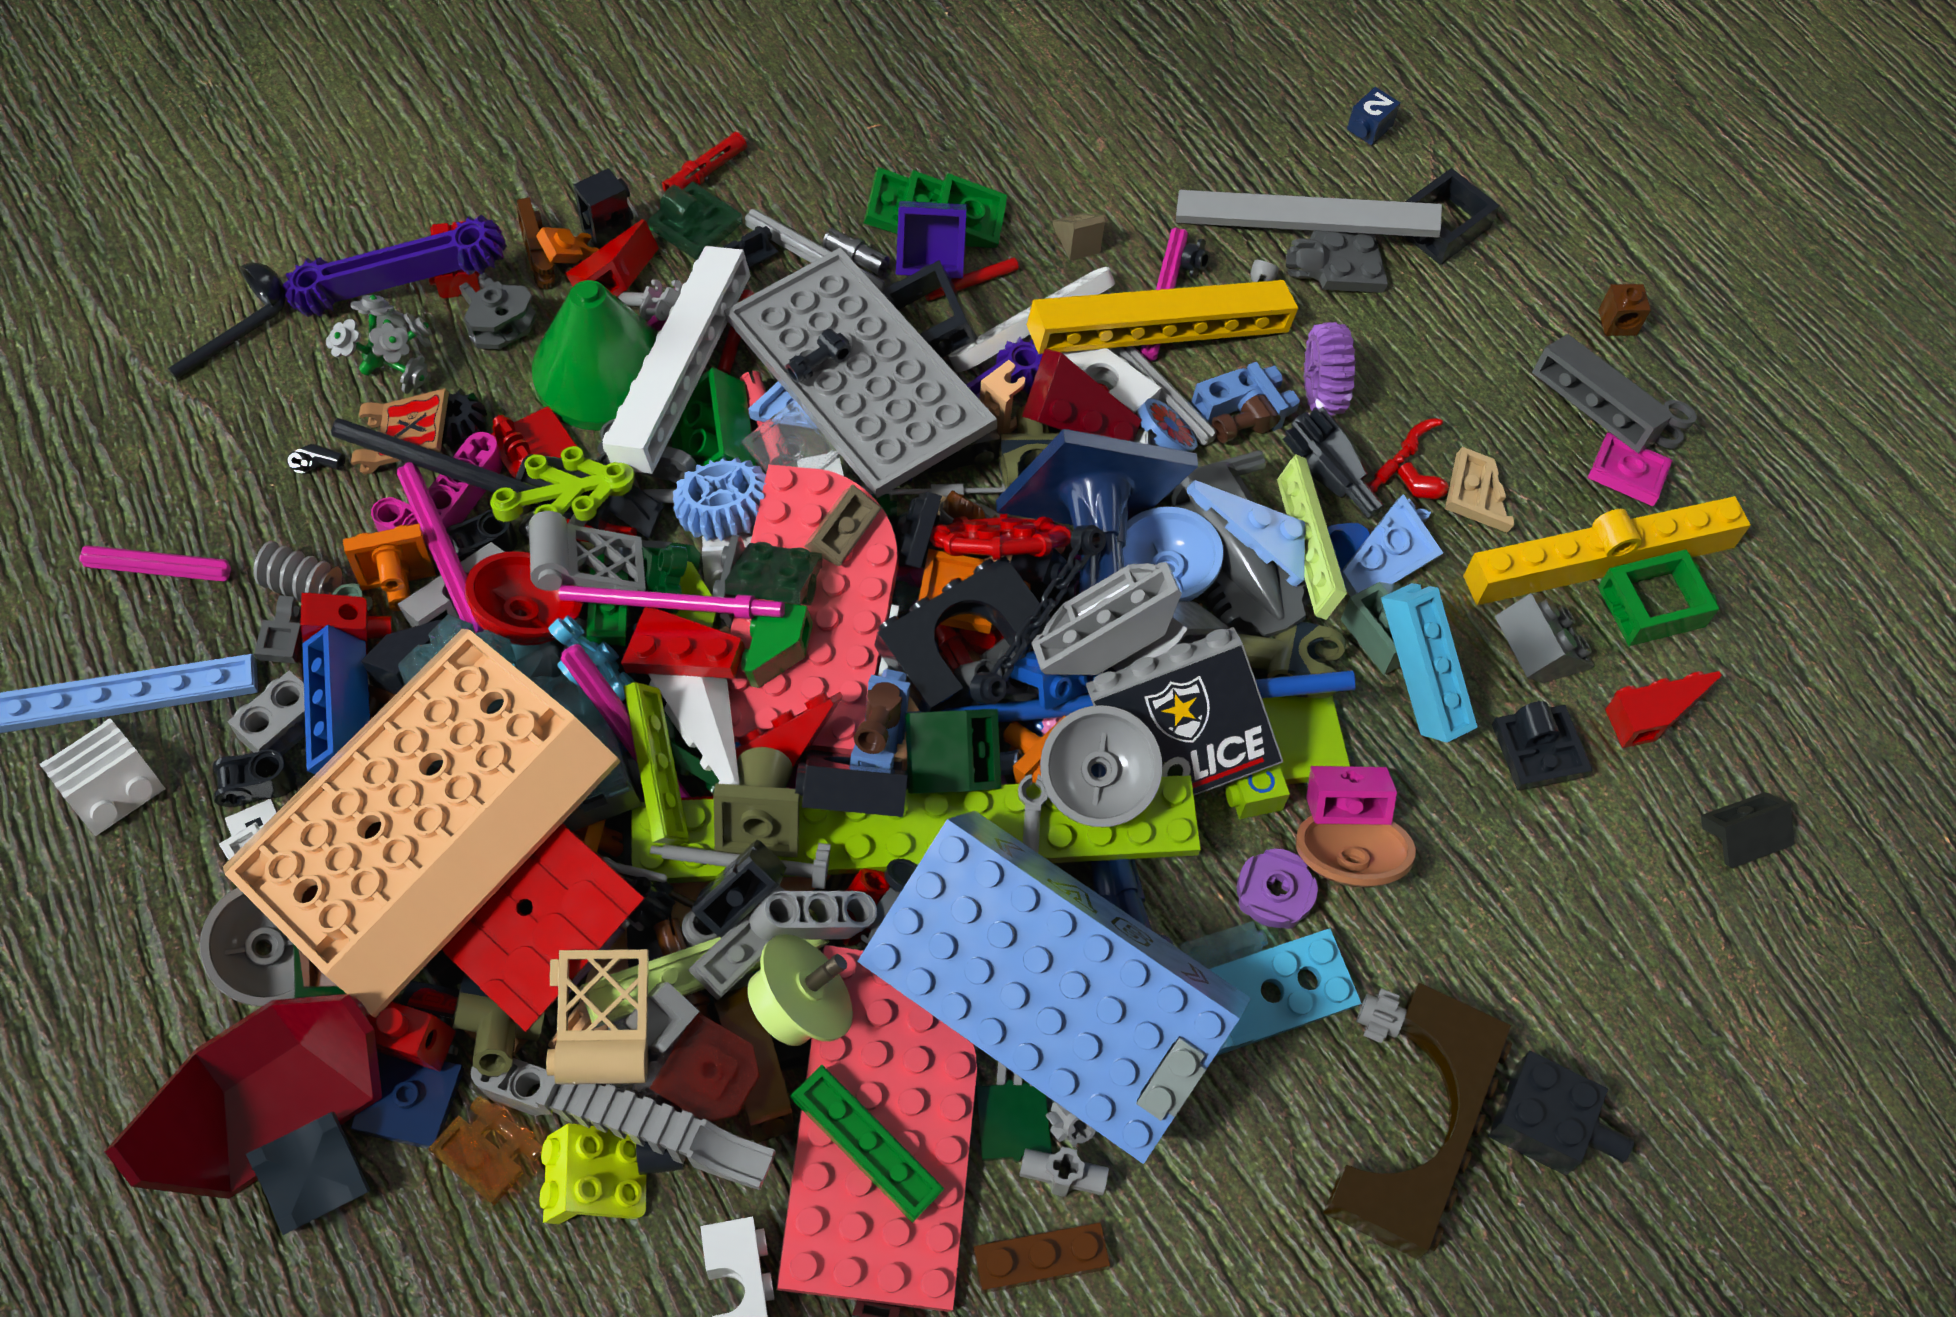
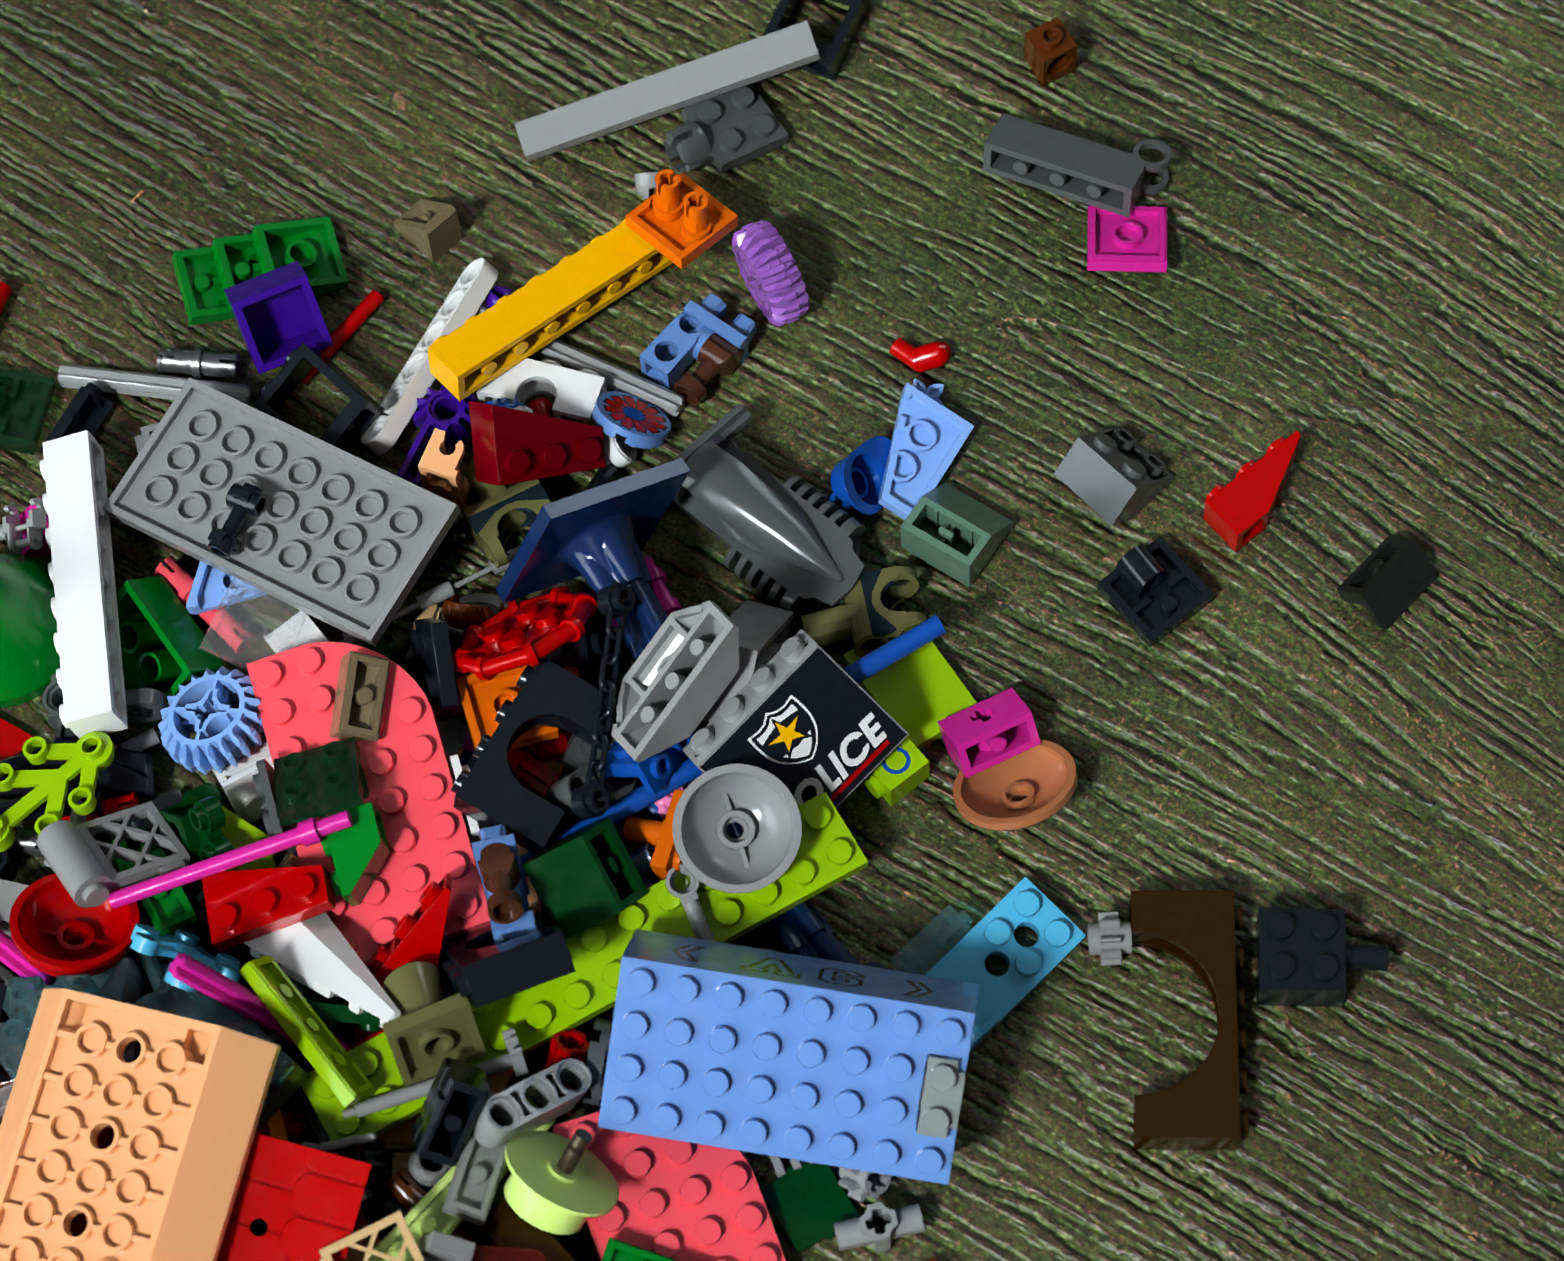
camera: 15 degrees left, 5 degrees up
(732, 343) = (120, 530): red piece -> none
(899, 872) = (595, 1023): black piece -> none
(1168, 276) = (549, 232): dark pink axle -> none
(1181, 540) = (698, 546): light blue hat -> none
(1195, 257) = (569, 200): black plate -> none
(1262, 529) = (785, 497): light blue wing -> none
(1270, 909) = (943, 879): medium lavender plate -> none
(1277, 296) = (681, 218): none -> orange plate
(1320, 564) = (832, 477): yellowish green tile -> none
(1332, 458) = (816, 373): black piece -> none
(1409, 447) = (880, 352): red piece -> none
(1429, 662) = (1007, 562): medium azure brick -> none
(1477, 490) = (981, 338): tan wing -> none
(1607, 544) = (1137, 343): yellow hinge -> none
(1630, 612) = (1187, 403): green window -> none

